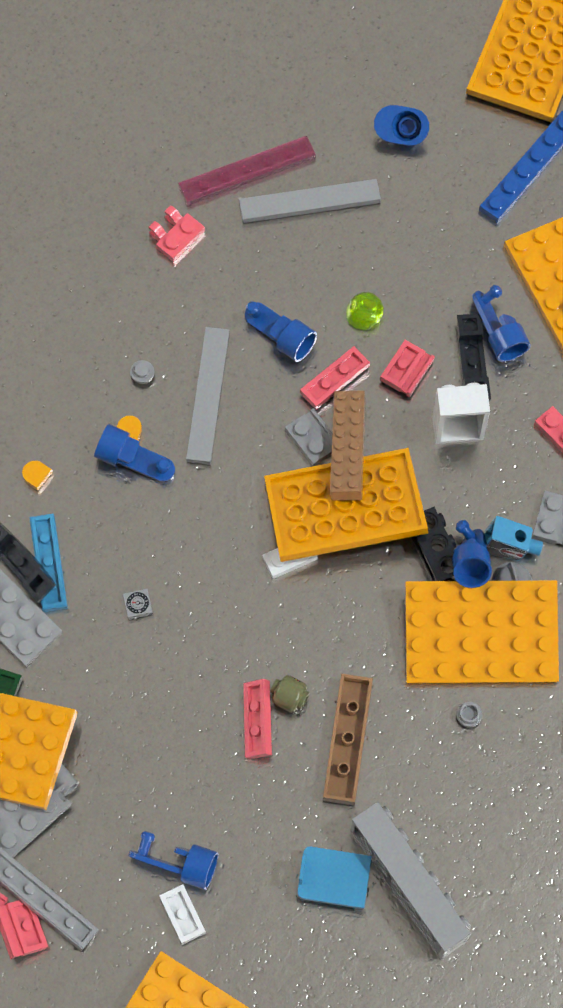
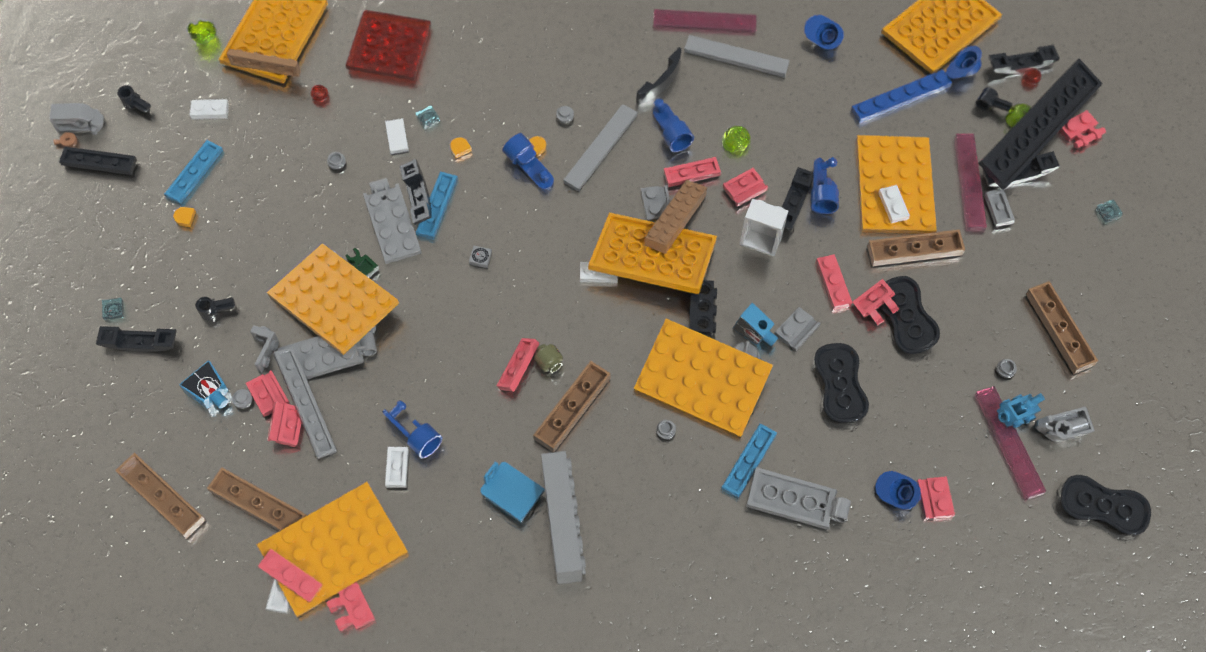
camera: 25 degrees right, 5 degrees down
(180, 237) = (635, 43): coral plate -> none
(230, 294) = (650, 91): none -> black slope
(471, 558) = (719, 323): blue piece -> none

